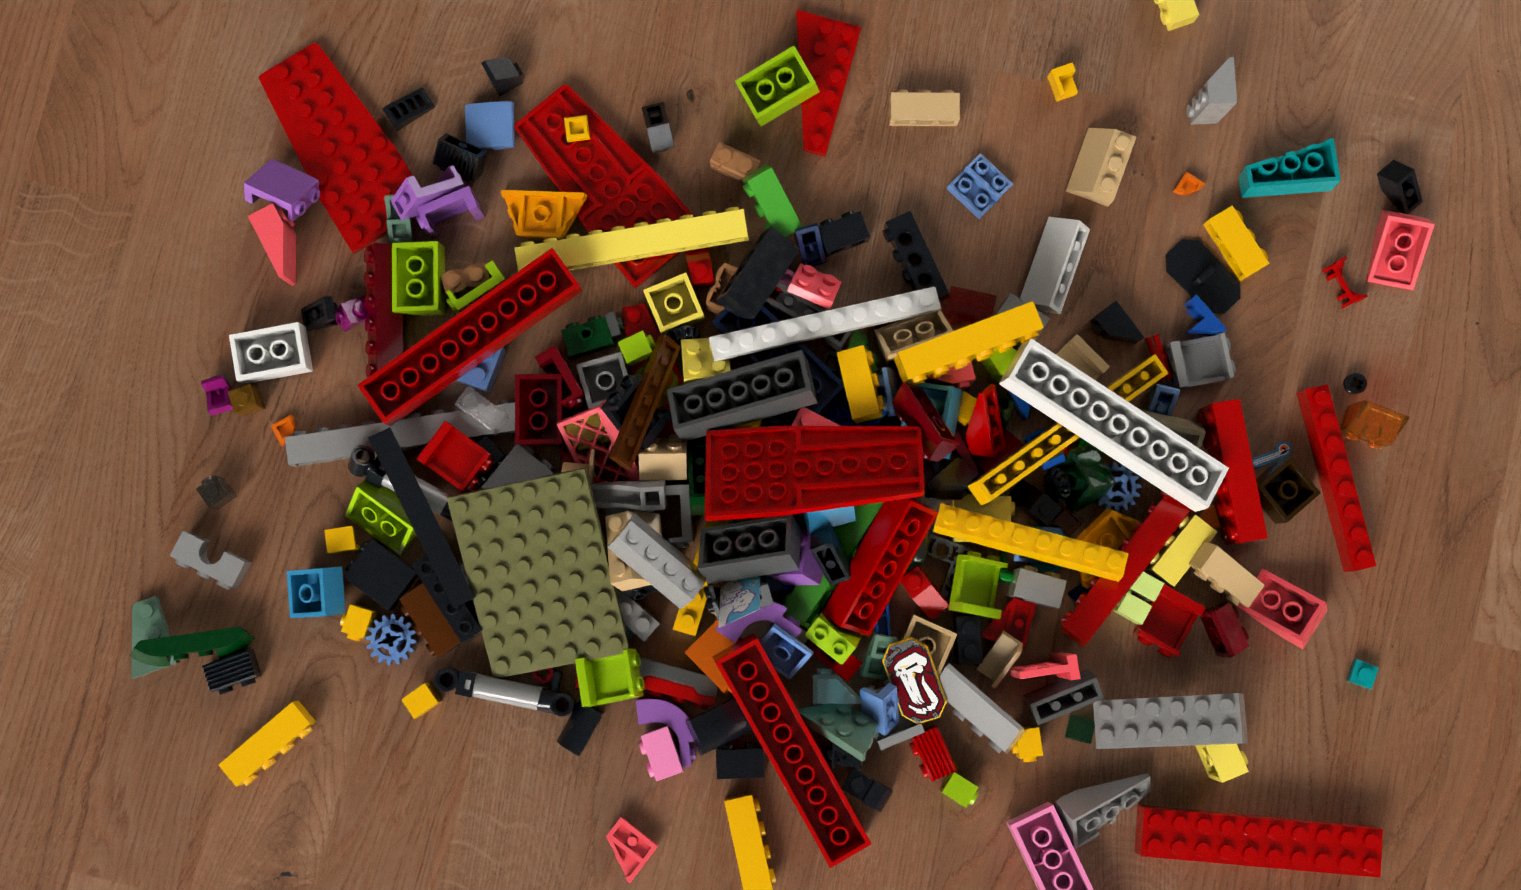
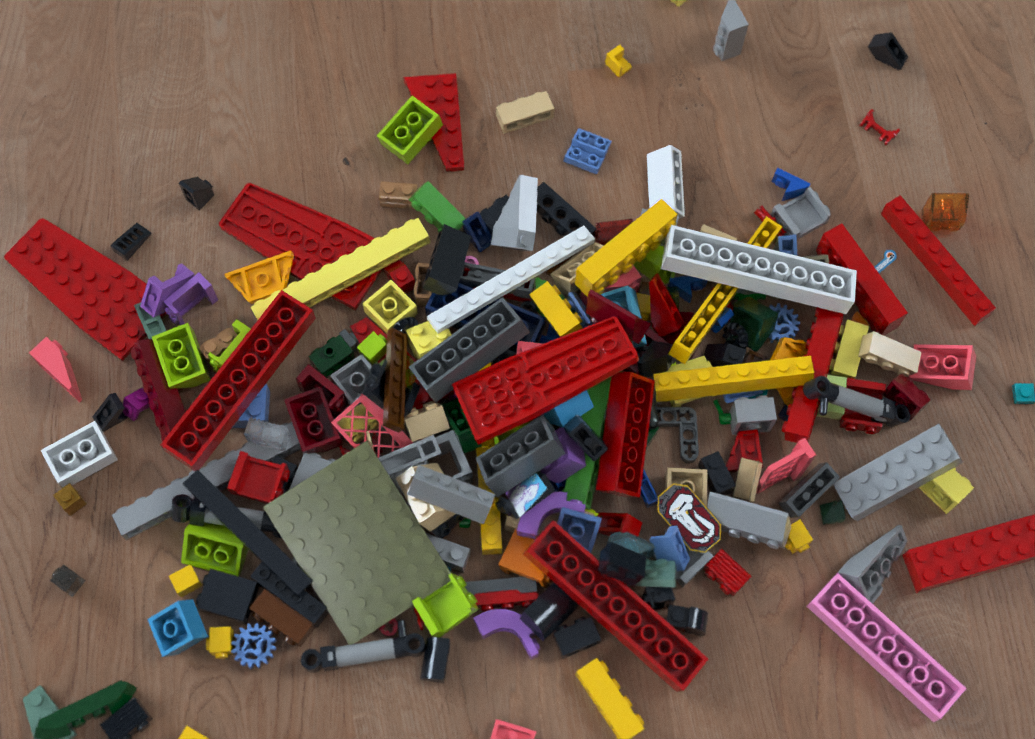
camera: 20 degrees left, 15 degrees down
(192, 552) = (96, 641): light grey arch -> none
(217, 394) = (44, 503): magenta bracket -> none
(283, 187) = (50, 325): medium lavender panel -> none
(284, 428) = (107, 511): orange tile -> none
(421, 700) = (296, 686): yellow panel -> none
(462, 155) = (190, 257): black brick -> none
(490, 125) = (199, 231): medium blue slope -> none
(577, 128) = (268, 209): yellow tile -> none
(658, 127) = (330, 190): black slope -> none
(661, 752) = (510, 653): bright pink brick -> none
(814, 286) = (493, 258): coral plate -> none
(815, 713) = (622, 564): none -> black brick
(832, 638) = (611, 505): lime panel -> none
(859, 252) = (518, 218): none -> light grey wedge
(872, 664) = (652, 519): sand green slope -> none
(924, 592) = (668, 450): red slope -> none
(959, 789) = (759, 593): lime brick -> none
(976, 585) = (705, 430): lime panel -> none
(1101, 165) = (669, 107): tan slope -> none
(1116, 325) = (729, 210): black slope -> none
(1159, 619) = (878, 409): none -> piece
(1188, 185) = (738, 100): orange tile -> none
(1203, 275) = (772, 154): black shield -> none
(1236, 243) = (790, 126): yellow brick -> none
(1285, 490) = (905, 279): dark brown brick -> none
(1293, 173) = (809, 65): teal wedge -> none
(1363, 383) = (918, 187): black bush -> none
(1399, 249) = (907, 91): coral slope -> none

